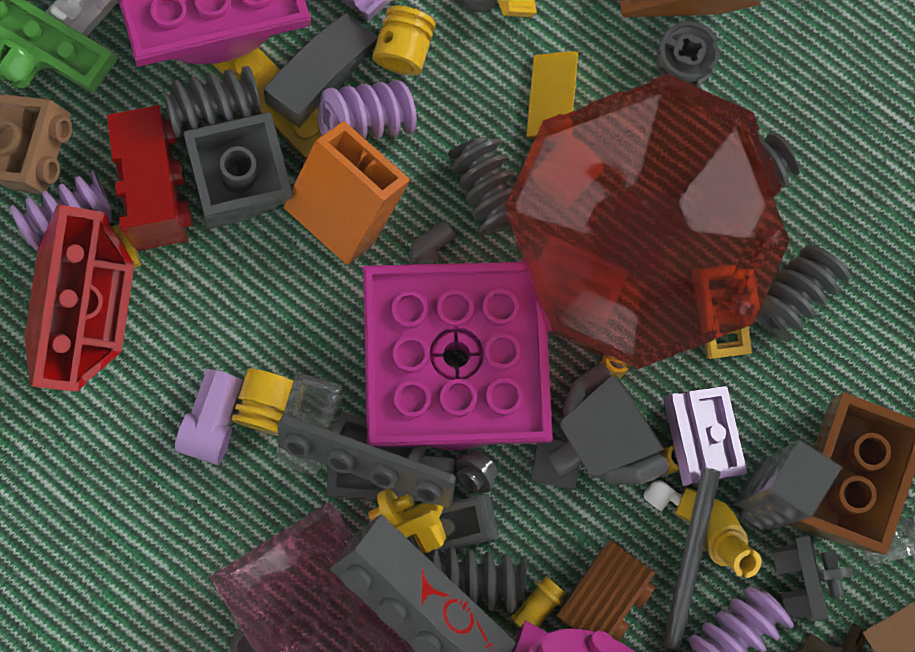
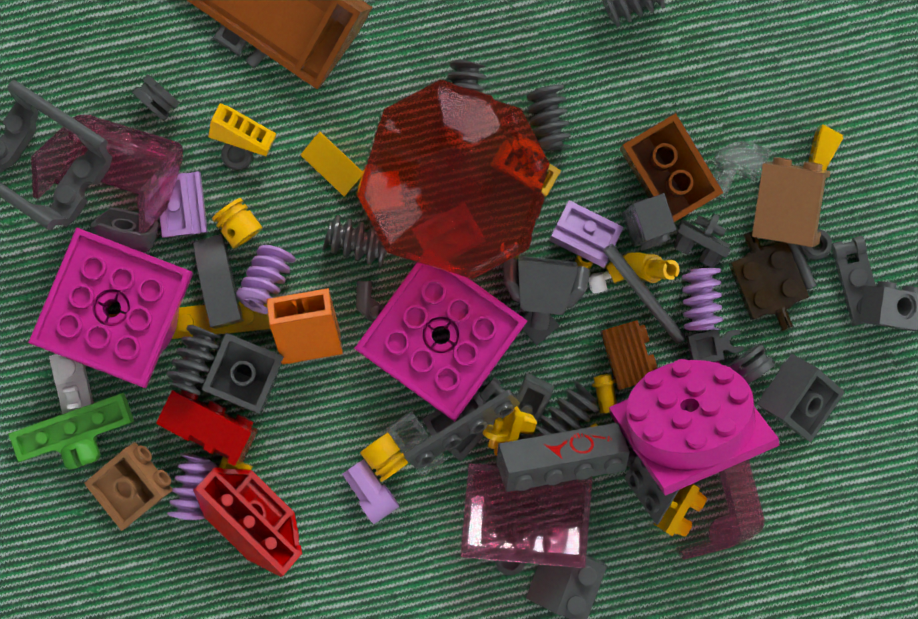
camera: 50 degrees left, 10 degrees up
(476, 472) = (510, 371): dark grey plate -> none
(688, 52) = (368, 69): dark grey wheel -> none

